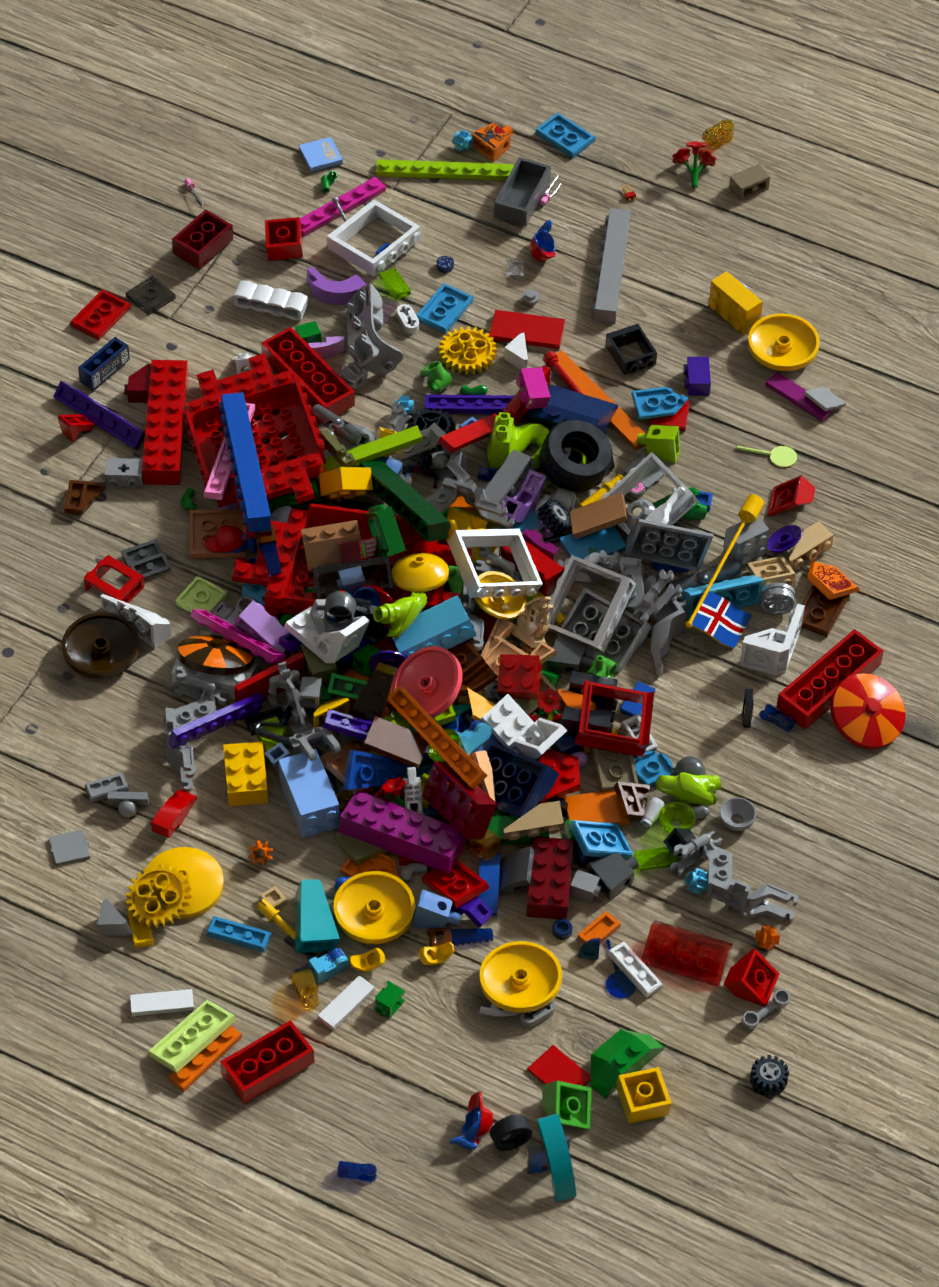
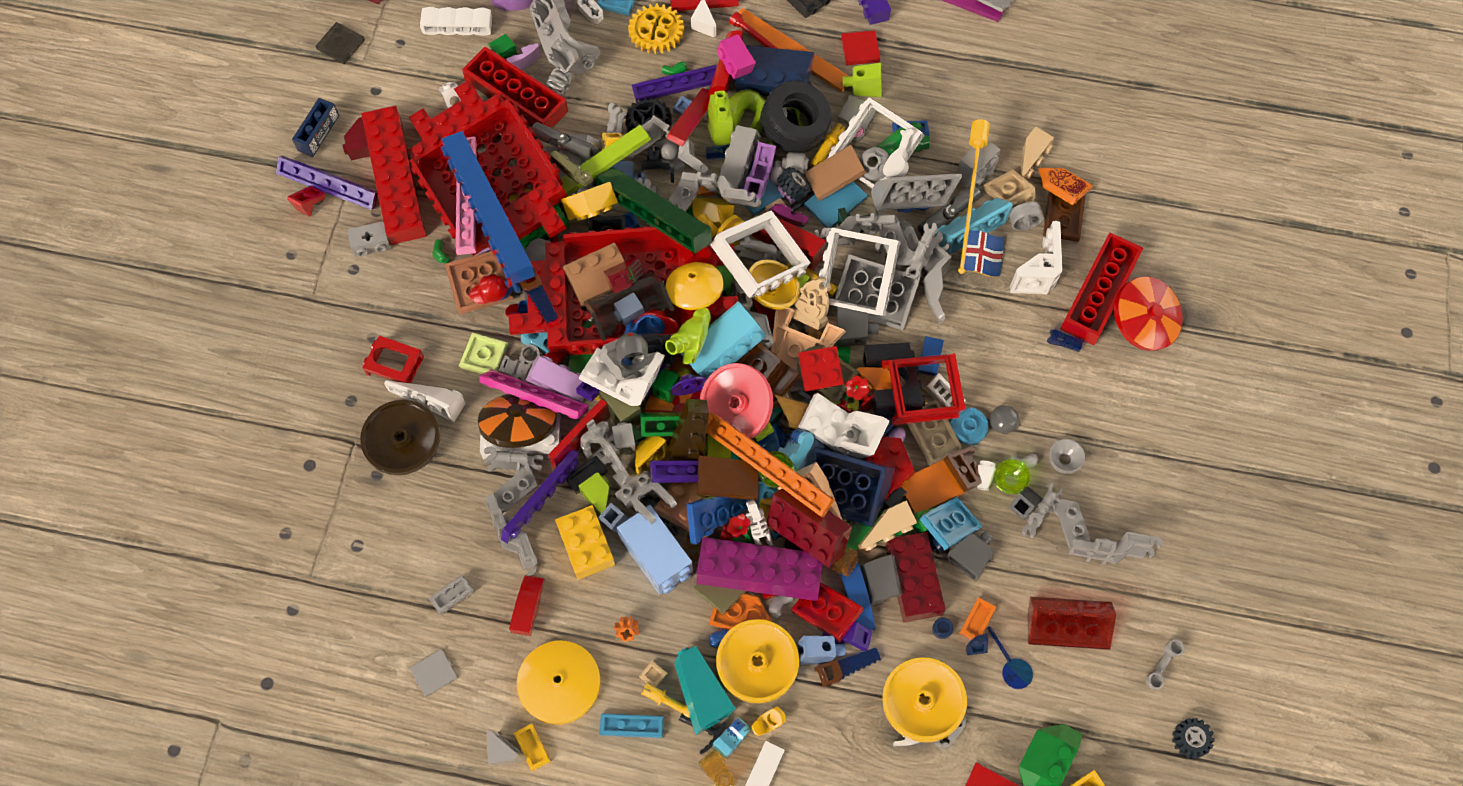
camera: 15 degrees left, 15 degrees up
(82, 495) = (334, 274): reddish brown wing -> none
(100, 315) = (297, 75): red tile -> none
(128, 802) = (478, 607): light grey tile -> none
(146, 559) = (417, 327): dark grey slope -> none
(176, 886) = (527, 725): yellow gear -> none
(272, 736) = (599, 497): black piece -> none
(385, 529) = (650, 251): green window -> none
(389, 1000) = (803, 762): green window -> none
(407, 404) = (617, 99): medium azure gear -> none
(437, 376) = (637, 63): bright green piece -> none
(437, 954) = (832, 694): yellow hair -> none
(585, 886) = (951, 576): light grey brick -> none
(603, 667) = (888, 332): bright green piece -> none
(635, 969) = (1026, 654): white tile -> none
(654, 858) = (1003, 524): clear neon green tile -> none
(657, 402) = (847, 40): dark azure tile -> none
(690, 787) = (1014, 440): lime animal -> none
(697, 881) = (1054, 540): medium azure gear -> none
(747, 709) = (1039, 340): black tile -> none
(752, 978) = (1140, 635): red slope -> none
(767, 937) = (1139, 584): orange gear -> none
(780, 456) = (973, 65): yellowish green piece -> none
(784, 538) = (1012, 151): dark purple dish -> none
(791, 495) = (999, 105): red slope -> none

